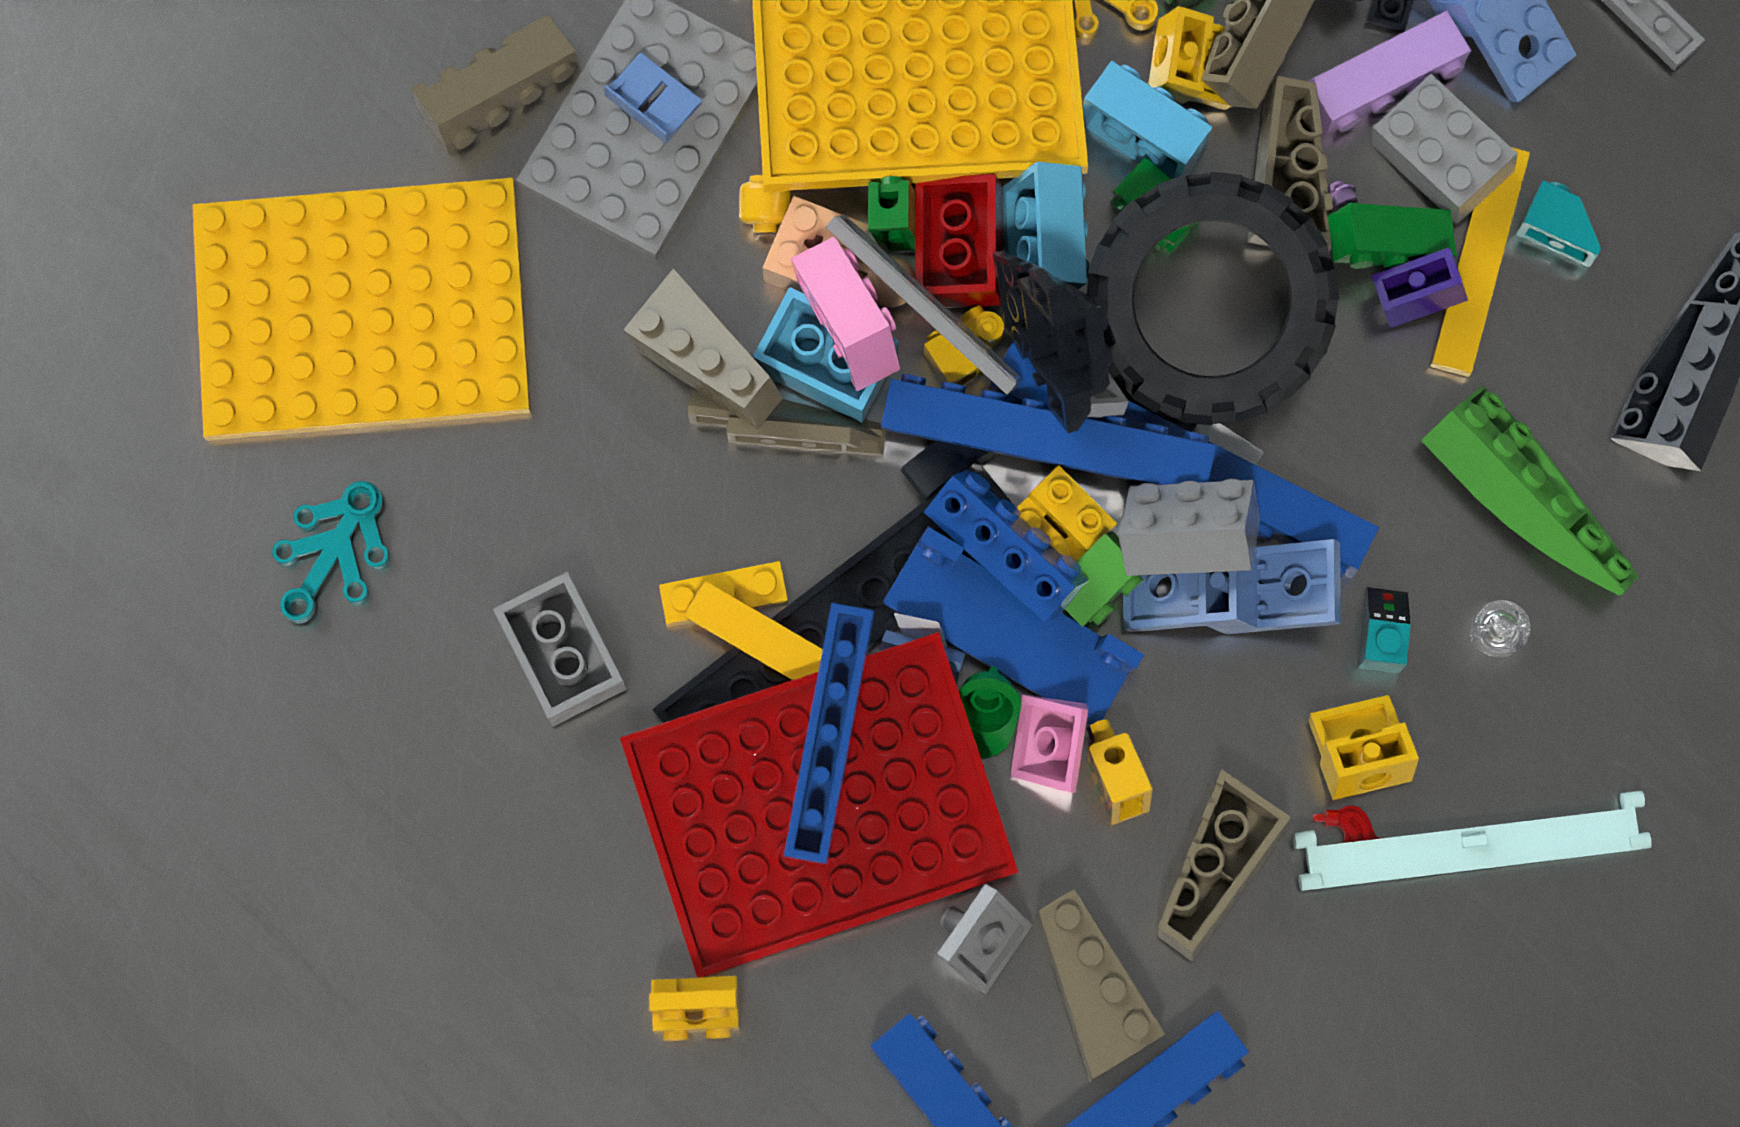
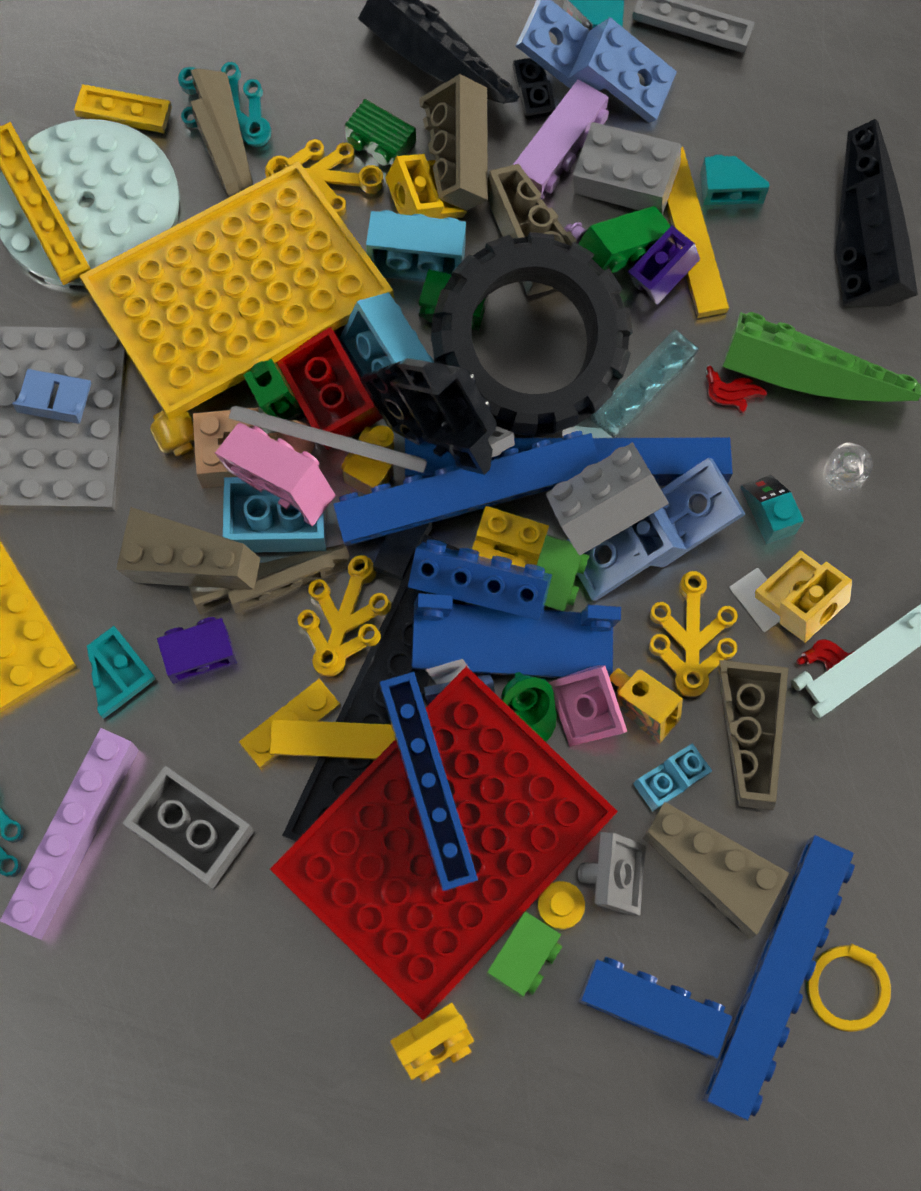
camera: 30 degrees left, 5 degrees down
(435, 590) = (70, 834): none -> lavender brick
(569, 441) = (116, 671): none -> teal wing
(665, 461) = (196, 649): none -> dark purple brick
(839, 510) = (344, 619): none -> yellow plant
(839, 969) = (524, 955): none -> bright green brick
(905, 939) = (561, 905): none -> yellow piece
(1103, 868) = (672, 777): none -> medium azure slope
(1210, 731) = (692, 639): none -> yellow plant
(1300, 707) = (745, 592): none -> white sticker
(1322, 414) = (645, 384): none -> clear light blue plate
(1419, 476) = (732, 393): none -> red piece

